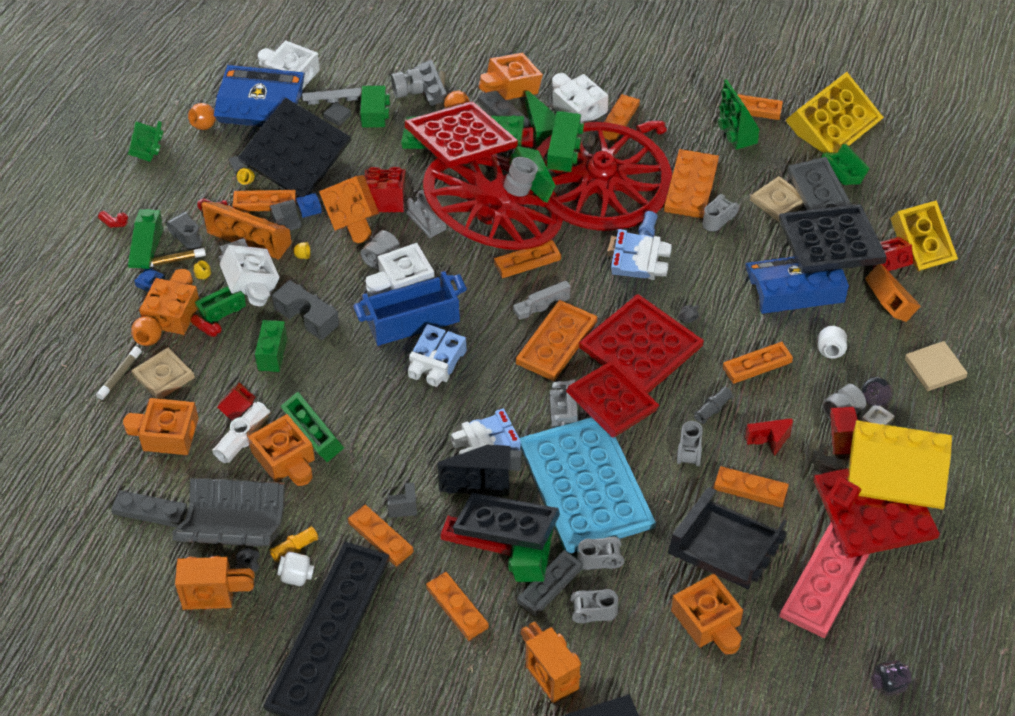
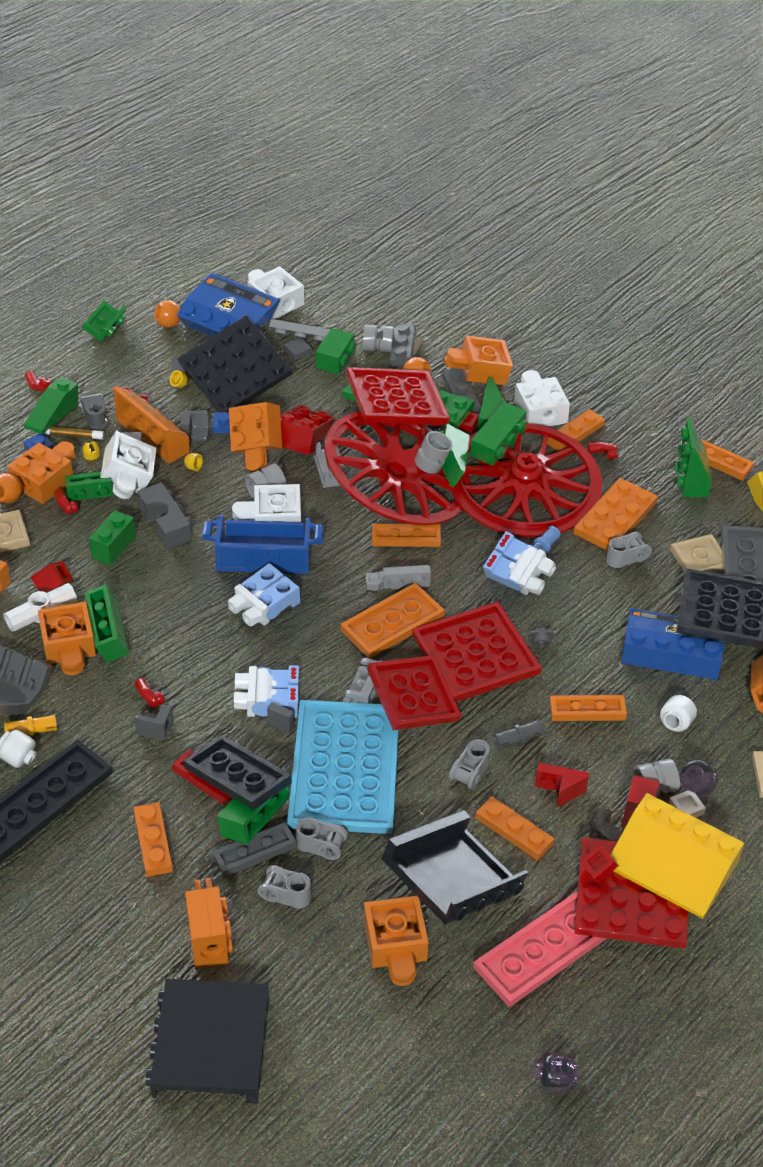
camera: 20 degrees right, 5 degrees down
(261, 199) = (175, 403): orange plate -> none
(380, 535) = (117, 747): orange plate -> none
(387, 481) = (146, 693): none -> red arm
(477, 471) = (239, 716): black slope -> none

